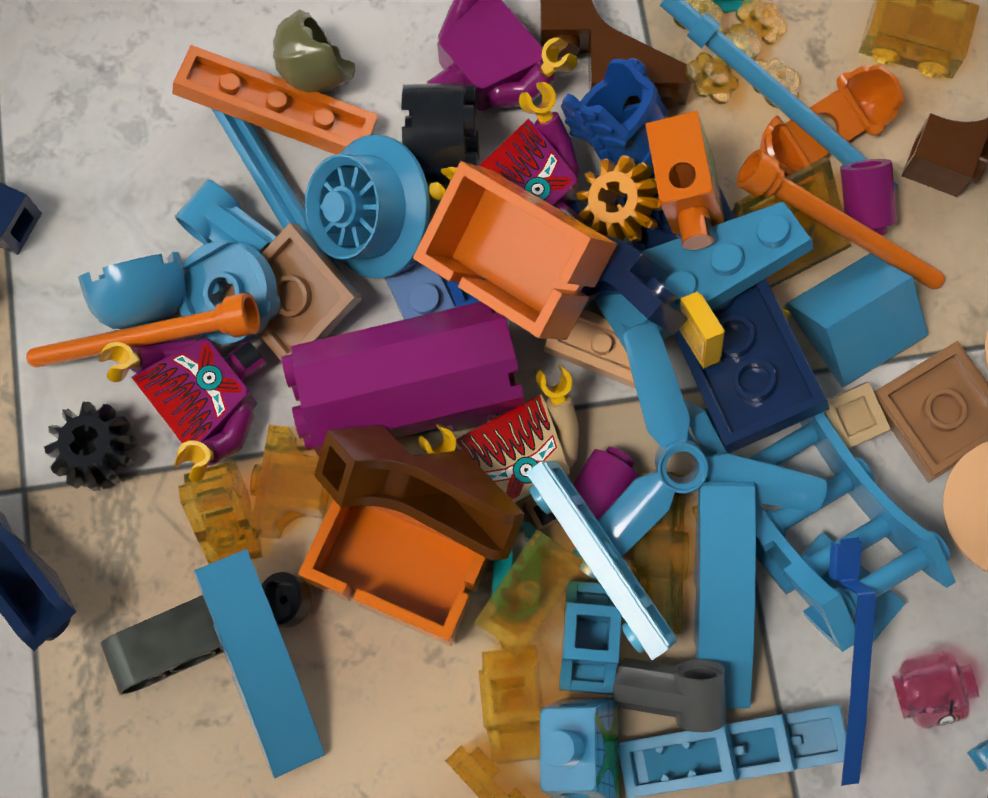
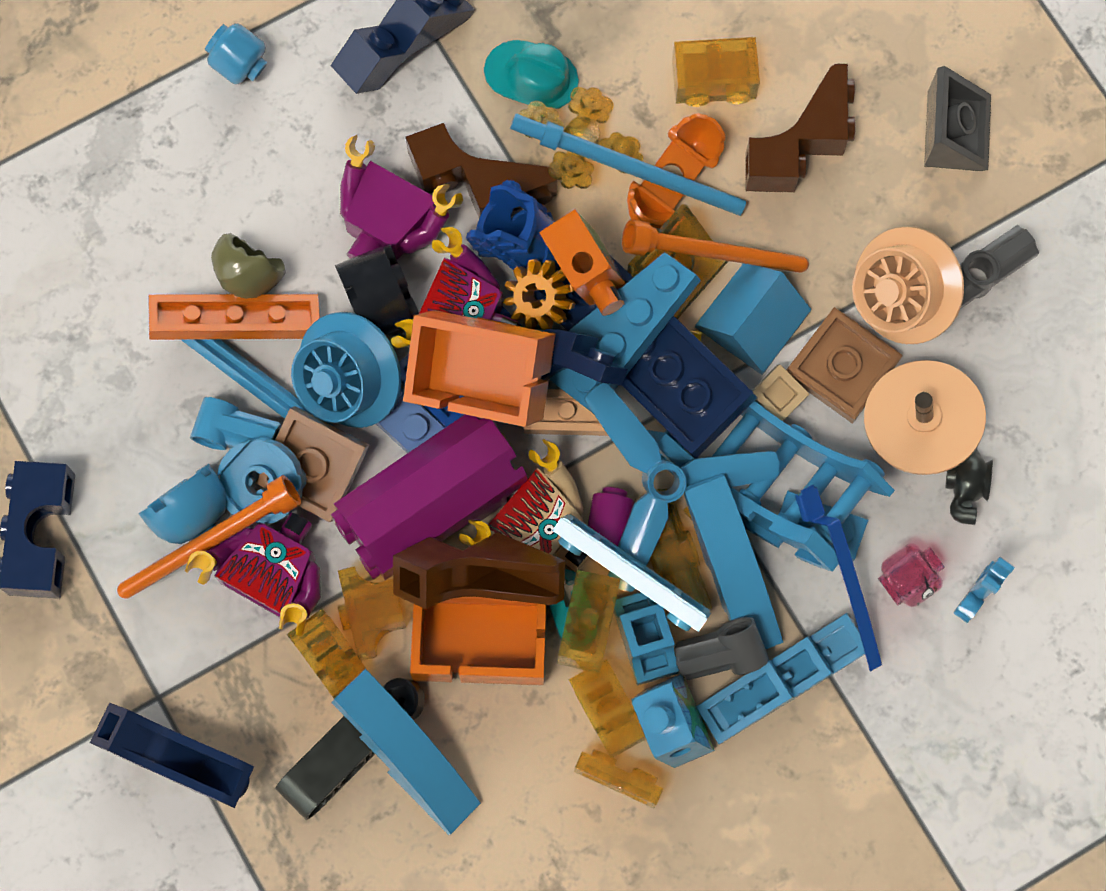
camera: 25 degrees left, 0 degrees up
(72, 448) = (186, 650): black gear -> none
(701, 329) = (641, 373): yellow tile -> none
(869, 193) = (726, 217): magenta brick -> none

